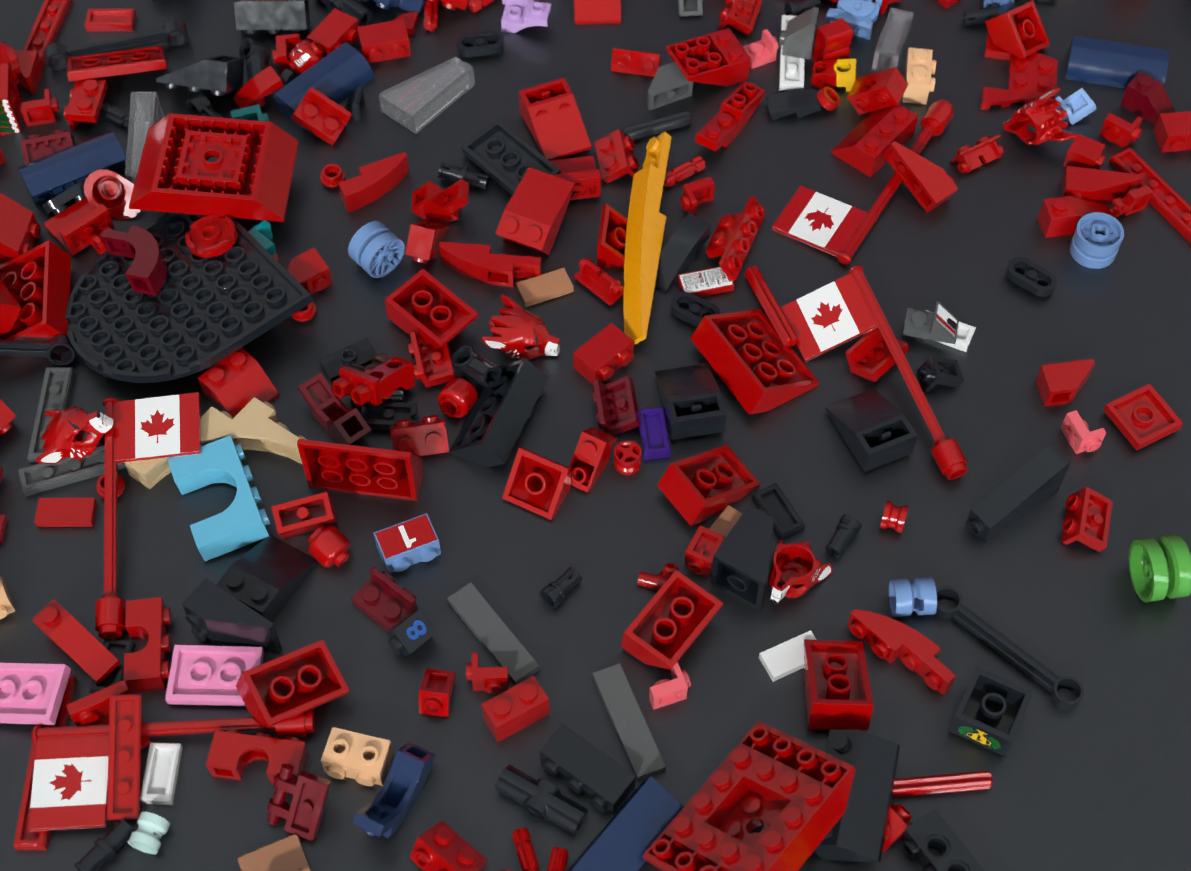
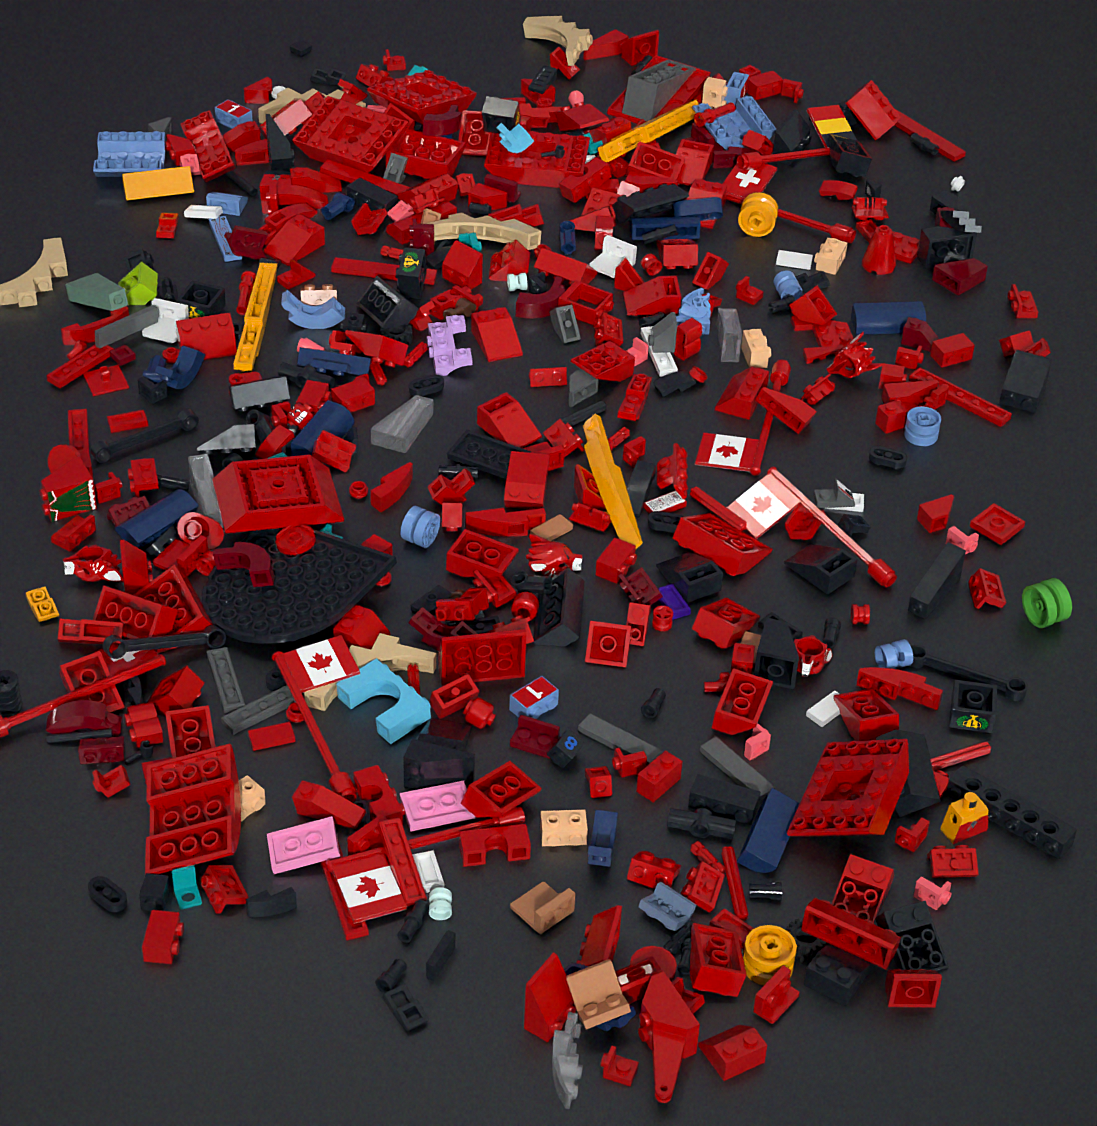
camera: 20 degrees left, 15 degrees down
(66, 433) = (252, 682): red piece -> none
(116, 63) = (153, 446): red tile -> none
(273, 474) = (413, 677): none -> red axle
(307, 804) = (546, 859): dark red plate -> none
(834, 73) = (697, 357): leg -> none
(877, 91) = (733, 361): red brick -> none
(1077, 106) = (877, 345): light blue bracket -> none

